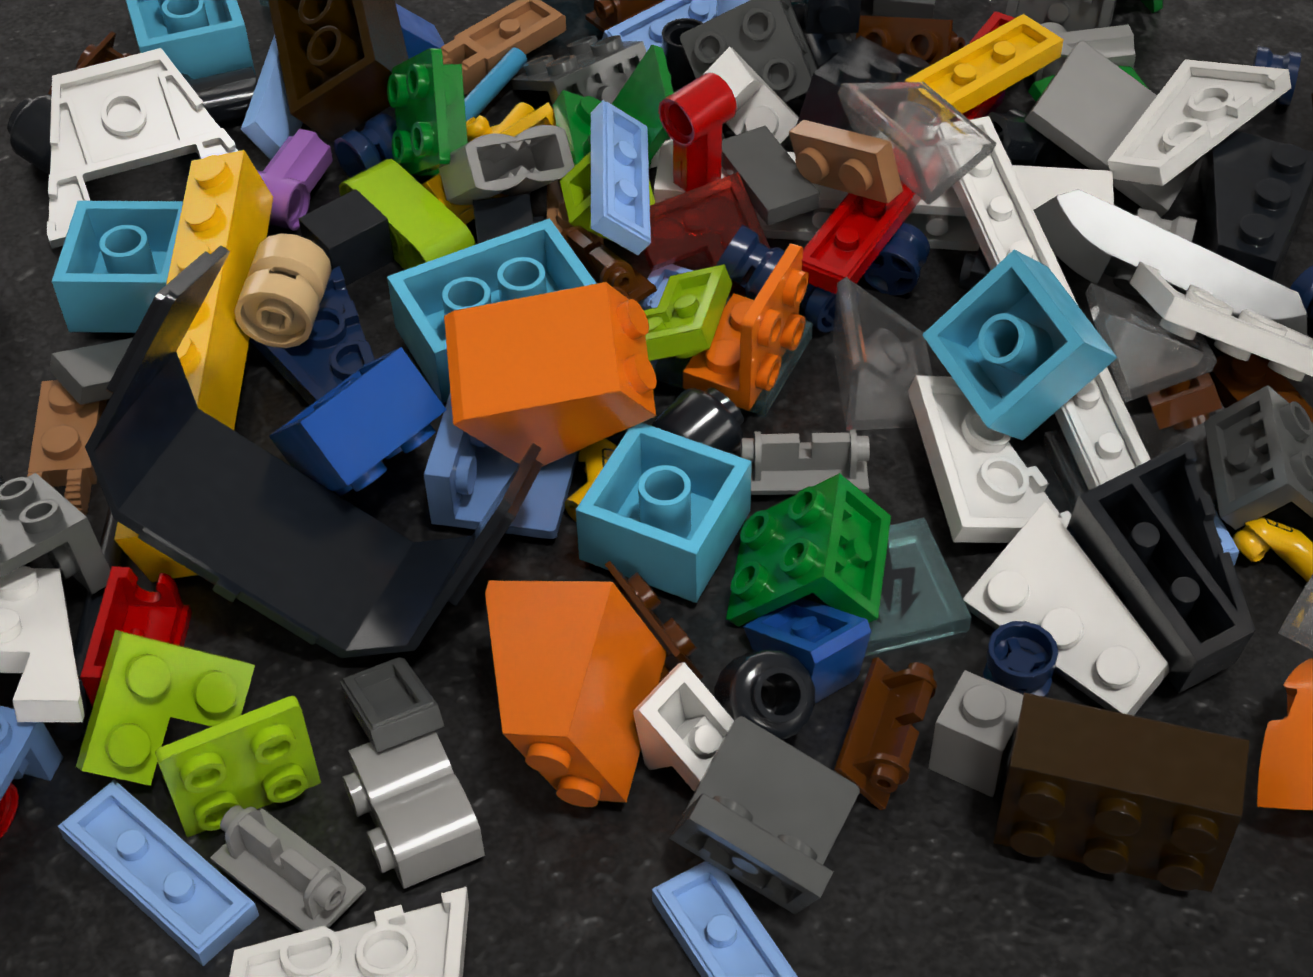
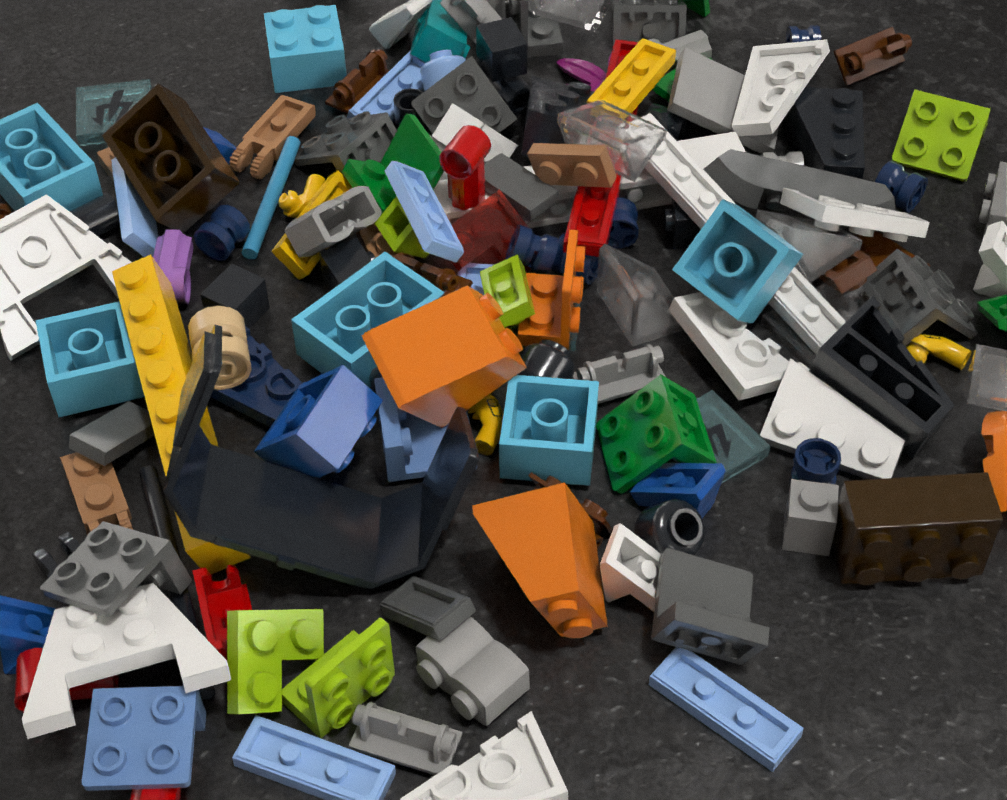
camera: 20 degrees left, 0 degrees up
(417, 220) = (289, 281): lime beam -> none
(428, 112) = (262, 199): green bracket -> none
(881, 729) = (752, 545): reddish brown hinge -> none
(912, 36) = (566, 69): reddish brown hinge -> none

